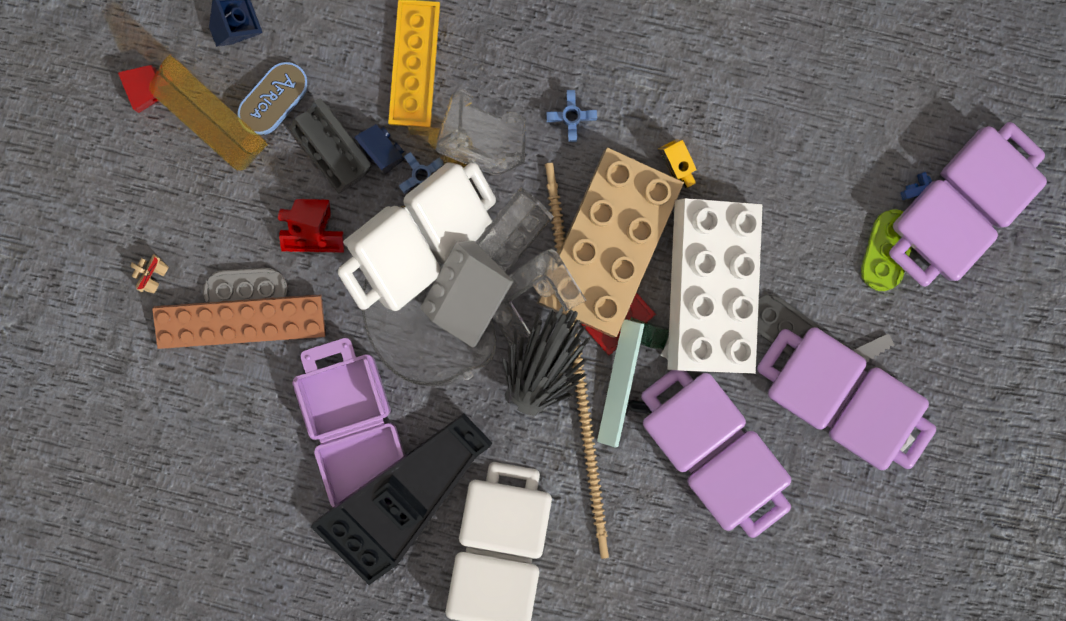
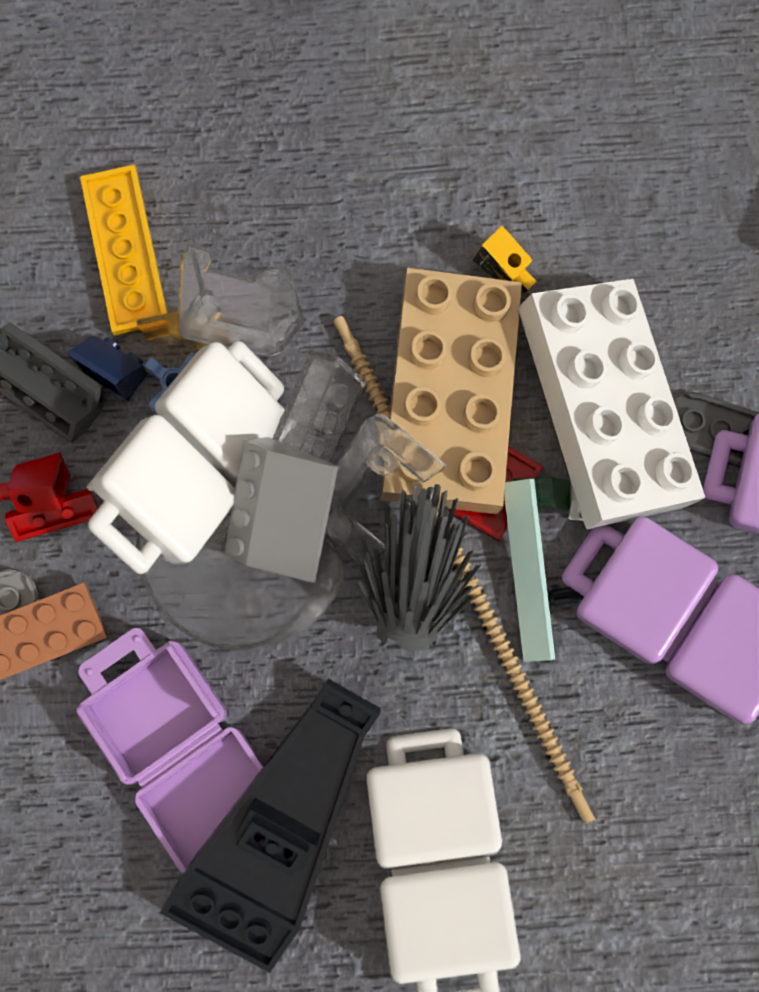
camera: 15 degrees left, 10 degrees down
(589, 115) = (327, 257): medium blue pin -> none

